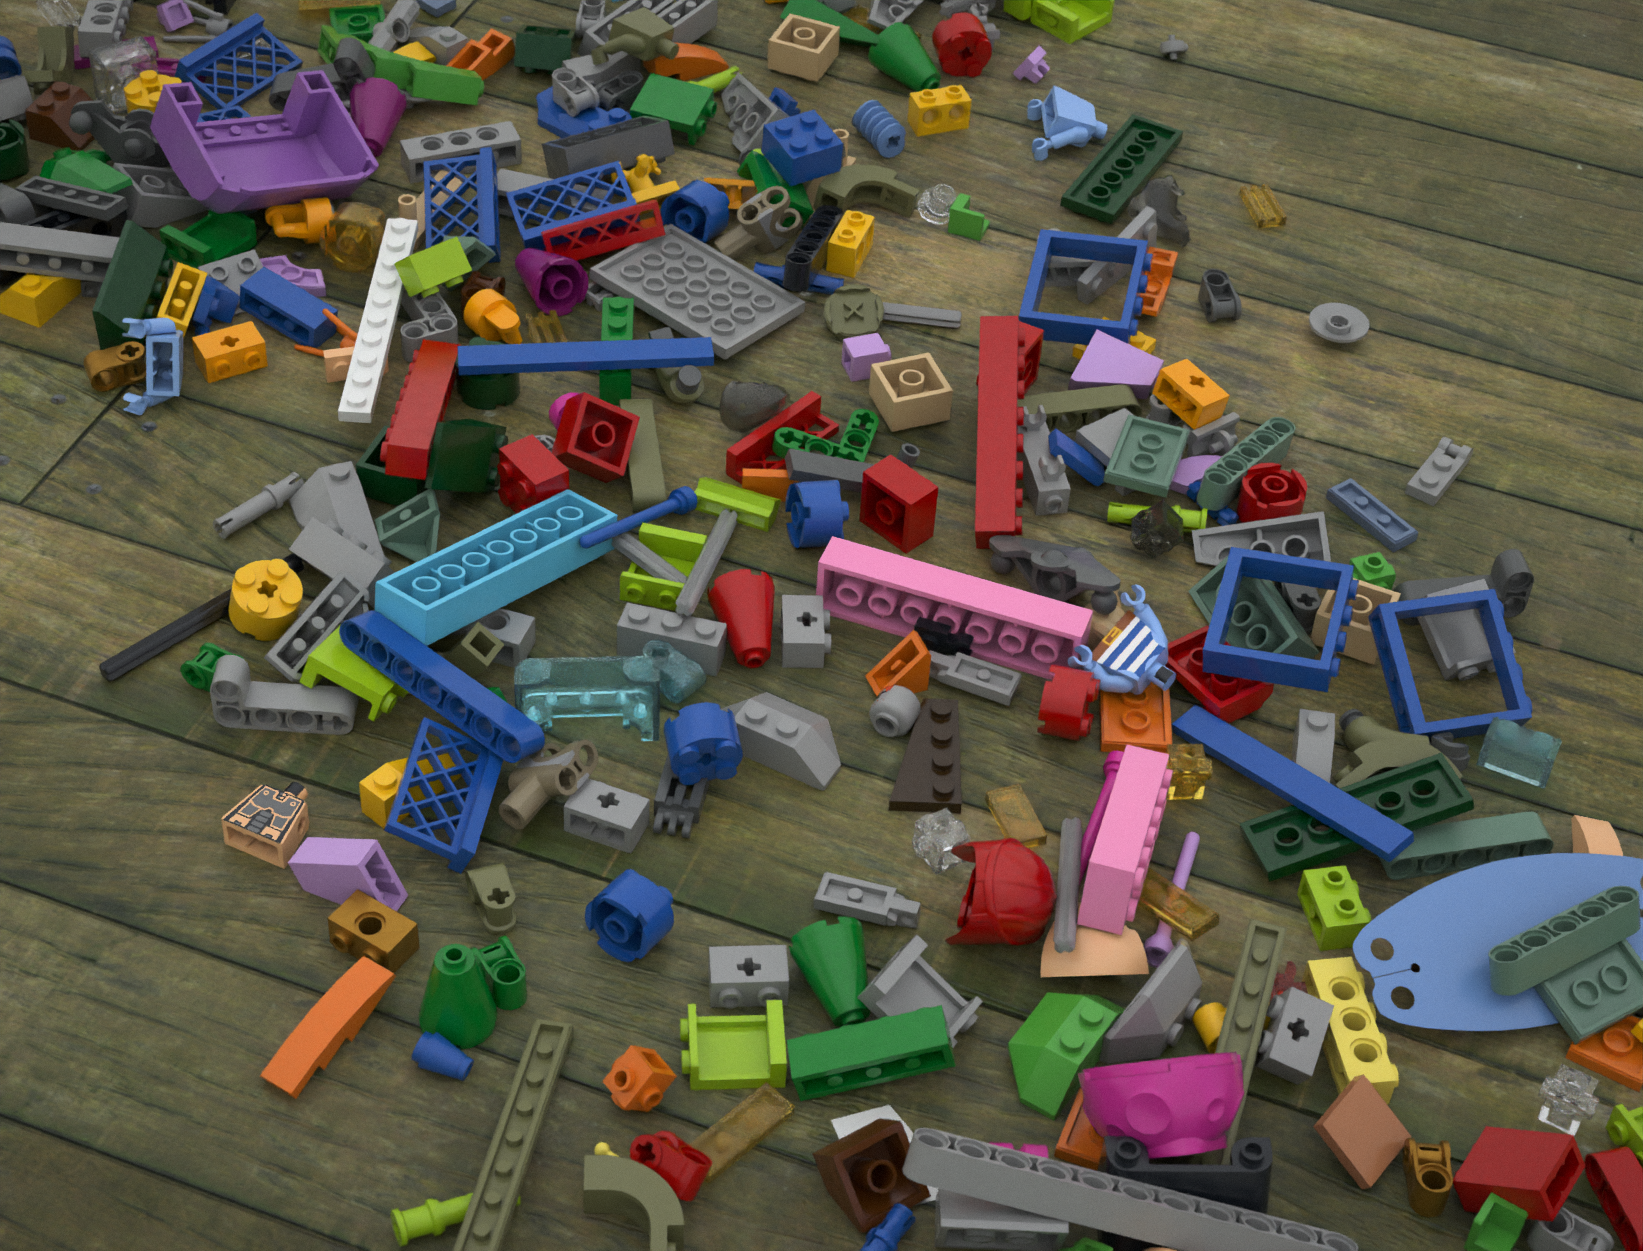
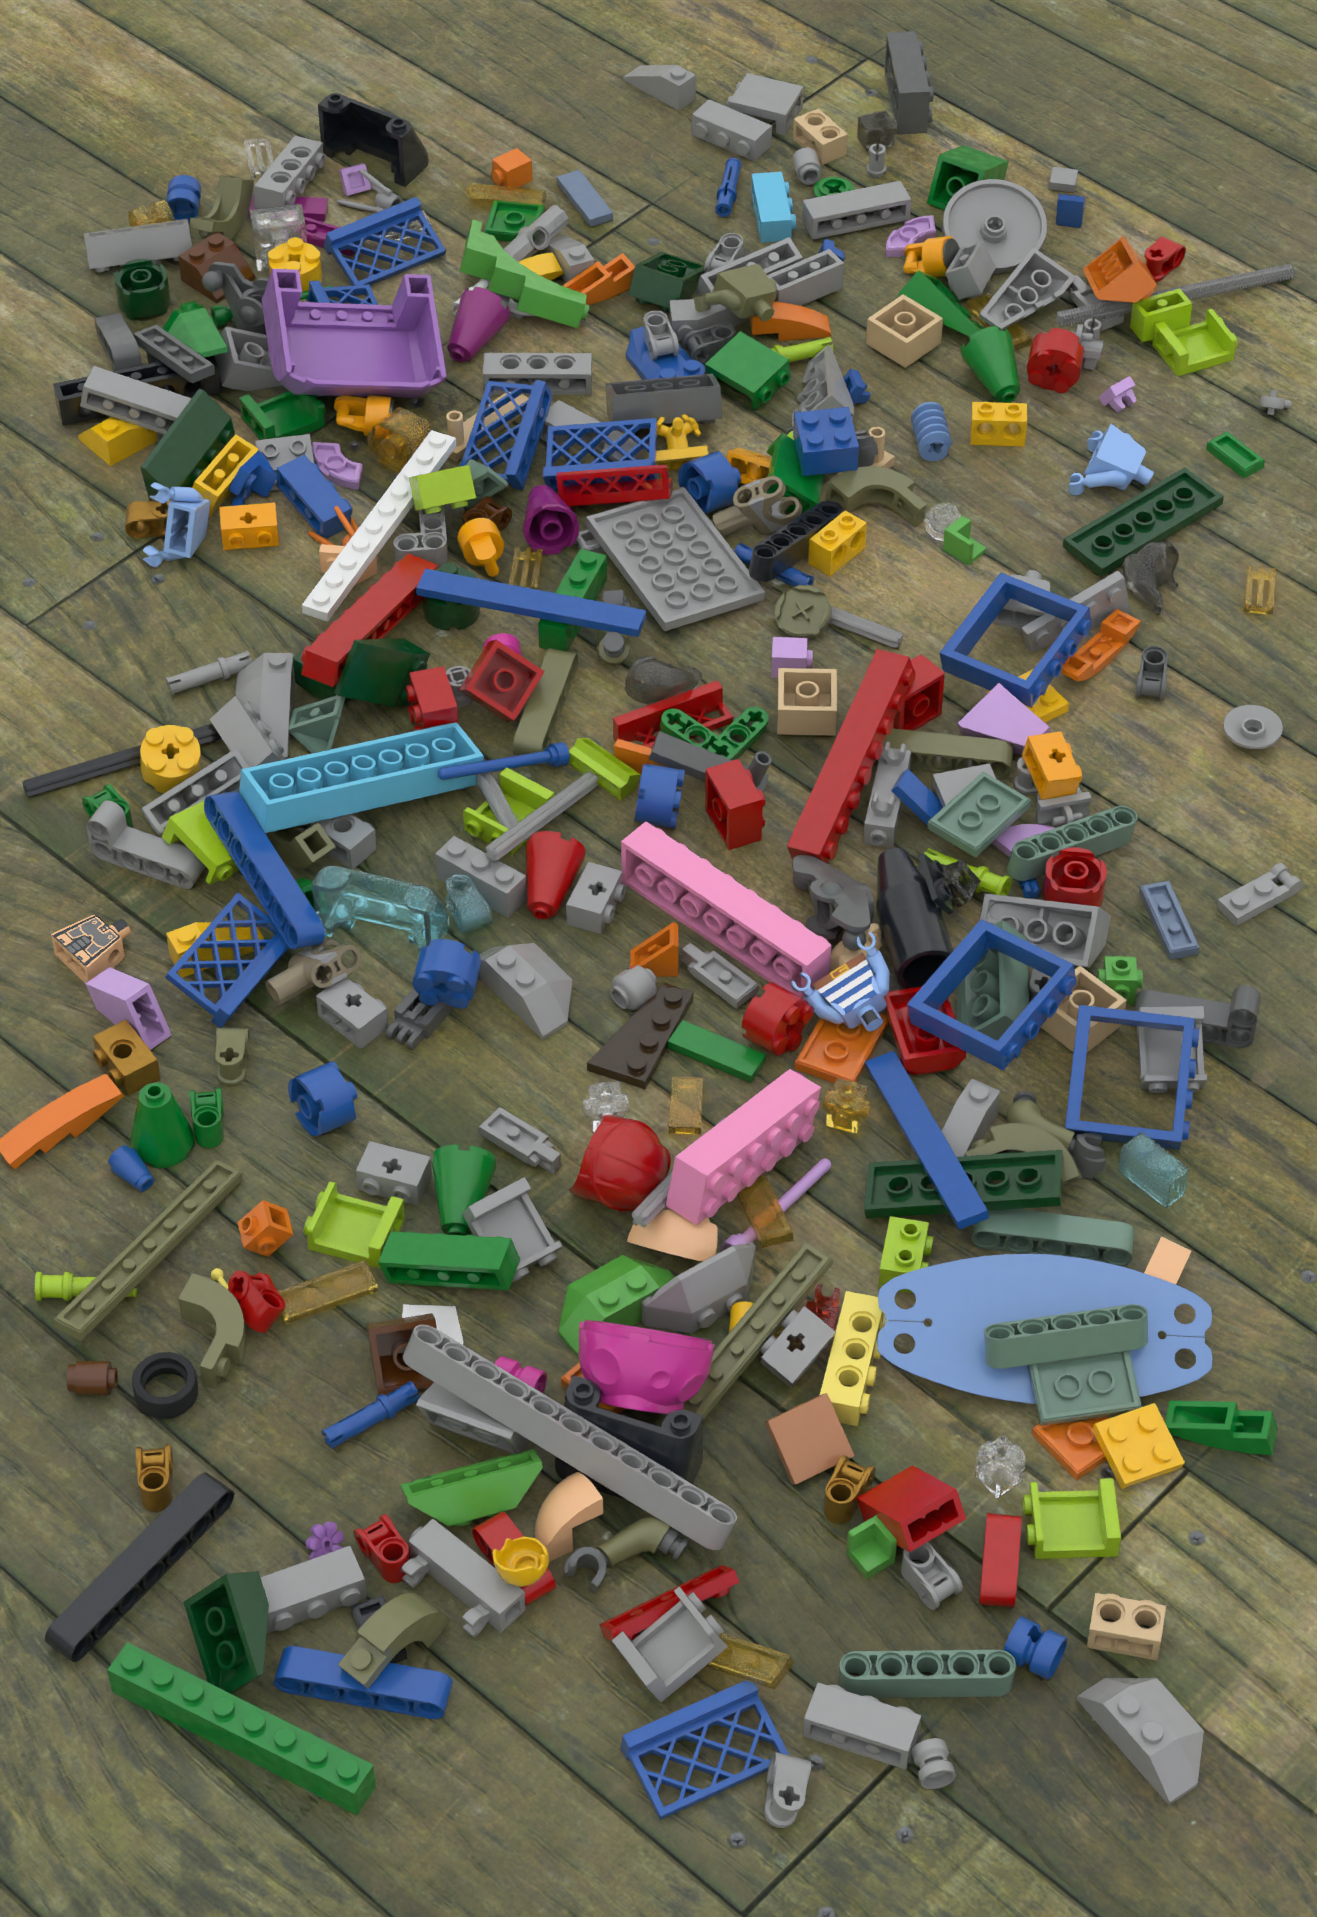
camera: 25 degrees right, 5 degrees up
(349, 67) = (452, 279): dark grey beam -> none
(939, 638) = (705, 936): black plate -> none
(1014, 753) = (716, 1051): none -> green tile
(1143, 556) = (911, 914): none -> black piece
(1165, 97) = (1235, 454): none -> green tile

